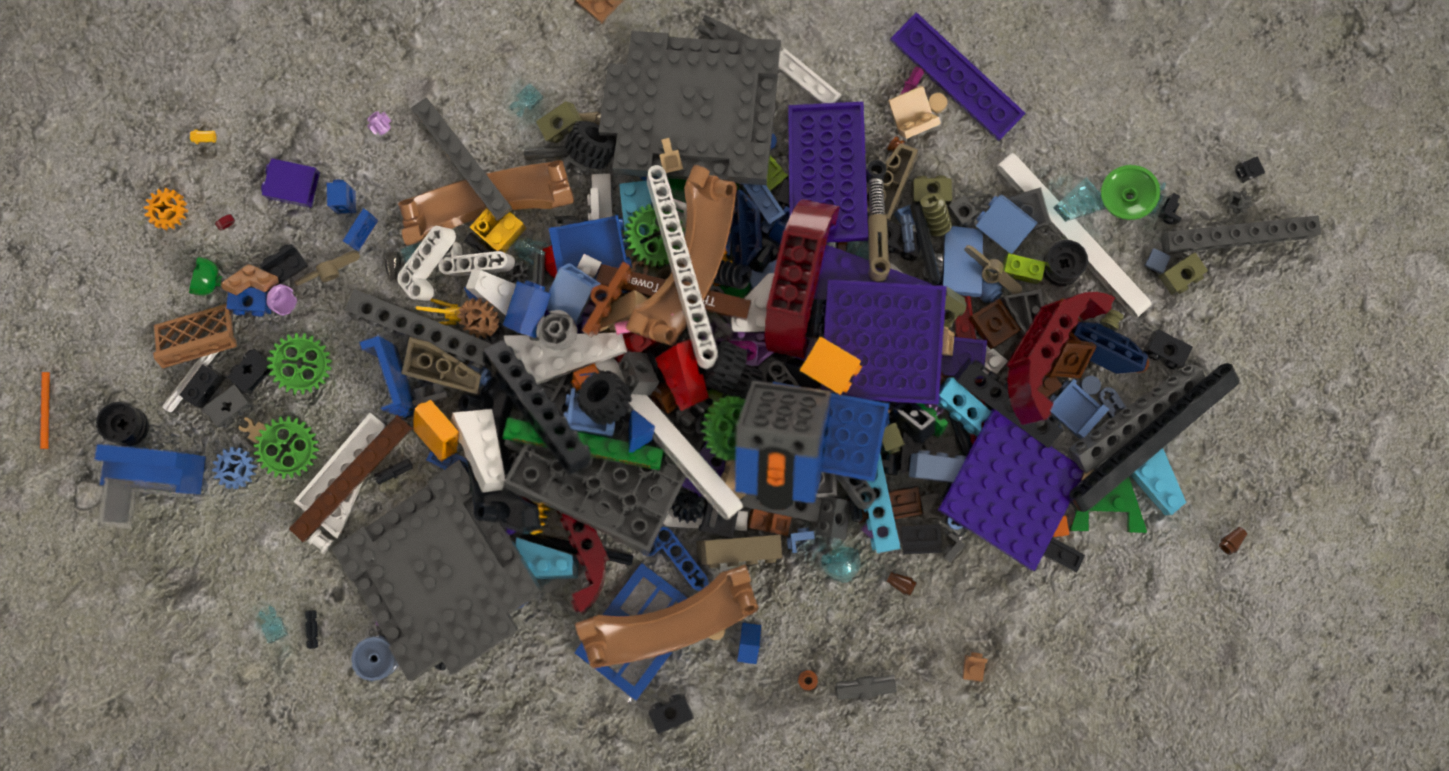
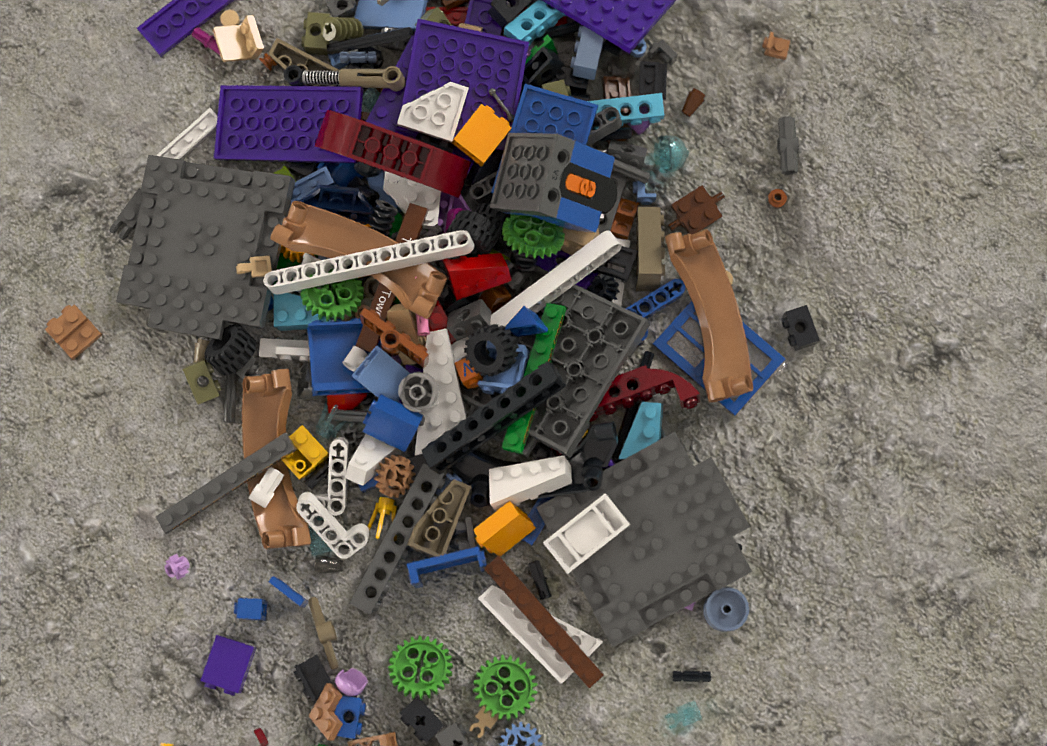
camera: 85 degrees left, 5 degrees down
(321, 541) = (604, 659): white bush -> none
(432, 510) = (586, 533): none -> white slope
(458, 196) = (264, 490): none -> white piece
(528, 97) = (171, 413): clear light blue plate -> none
(749, 643) = (738, 248): blue slope -> none
(785, 596) = (696, 210): none -> reddish brown plate
(817, 515) = (630, 171): none -> dark grey axle
(848, 316) = (435, 112): none -> white plate
(855, 393) = (492, 92): none -> dark grey hinge

